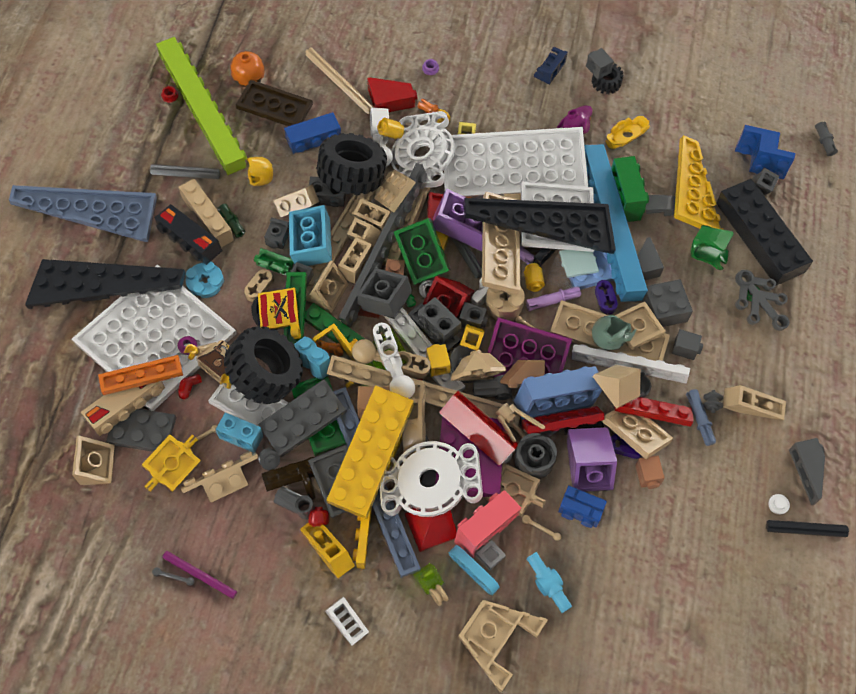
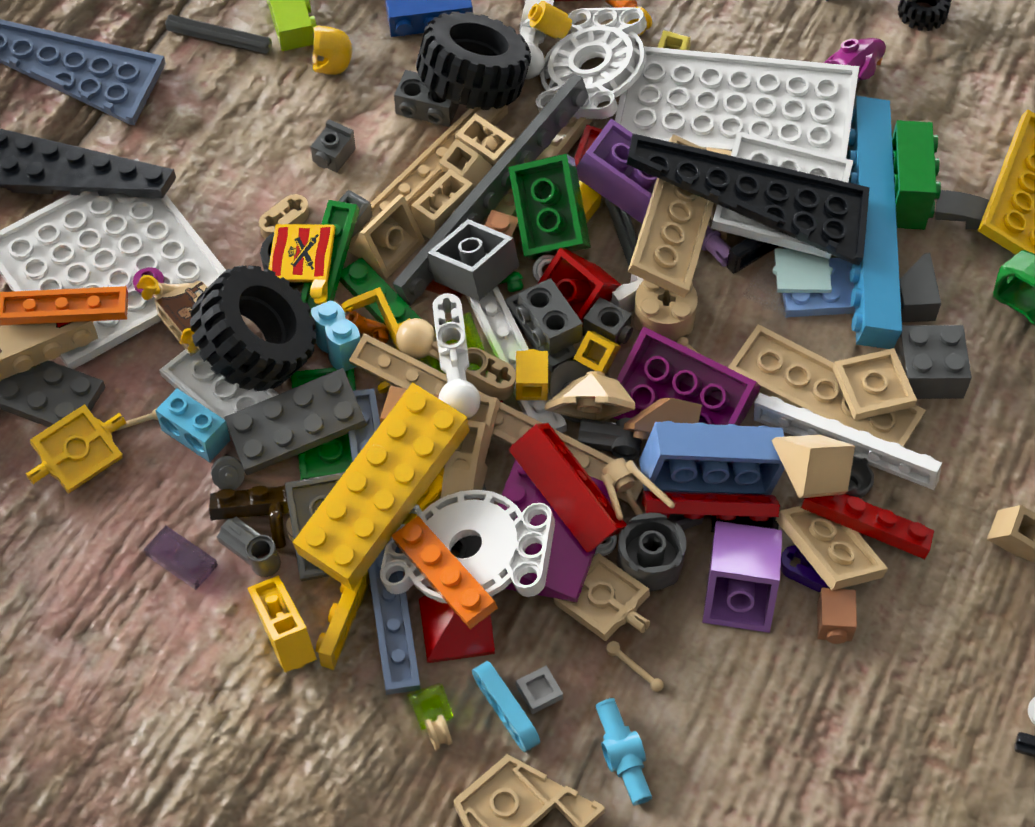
camera: 15 degrees right, 5 degrees down
(157, 572) = (11, 606): dark grey hinge -> none
(186, 385) = (132, 341): red arm -> none
(188, 234) = (195, 123): black brick -> none
(199, 574) = (75, 624): magenta bar -> none
(202, 289) = (203, 180): medium azure plate -> none
(210, 217) = (233, 98): tan arch -> none
(223, 480) = (148, 492): tan bracket -> none
(232, 220) = (268, 116): dark green pin -> none
(253, 518) = (180, 557): none -> clear purple plate
(274, 261) = (314, 184): green hinge -> none
(296, 200) = (373, 101): tan brick -> none
(310, 236) = (381, 156): medium azure brick -> none
(318, 517) = (281, 575): red piece -> none
(353, 616) = (269, 715): white slope -> none
(393, 190) = (534, 105): tan plate -> none
(421, 498) = (444, 572): none -> orange plate
(486, 522) = (542, 633): coral wedge -> none
(534, 277) = (723, 282): yellow brick -> none
(553, 298) = (747, 320): lavender axle -> none
(582, 507) = (708, 646): blue brick -> none
(602, 298) = (841, 334): dark purple beam -> none
(611, 332) = (824, 384): sand green helmet -> none
(636, 126) = (953, 86): yellow piece -> none
(687, 344) = (951, 431): dark grey brick -> none
(701, 417) = (945, 539): sand blue axle -> none
(713, 401) = (973, 527): dark grey wheel -> none

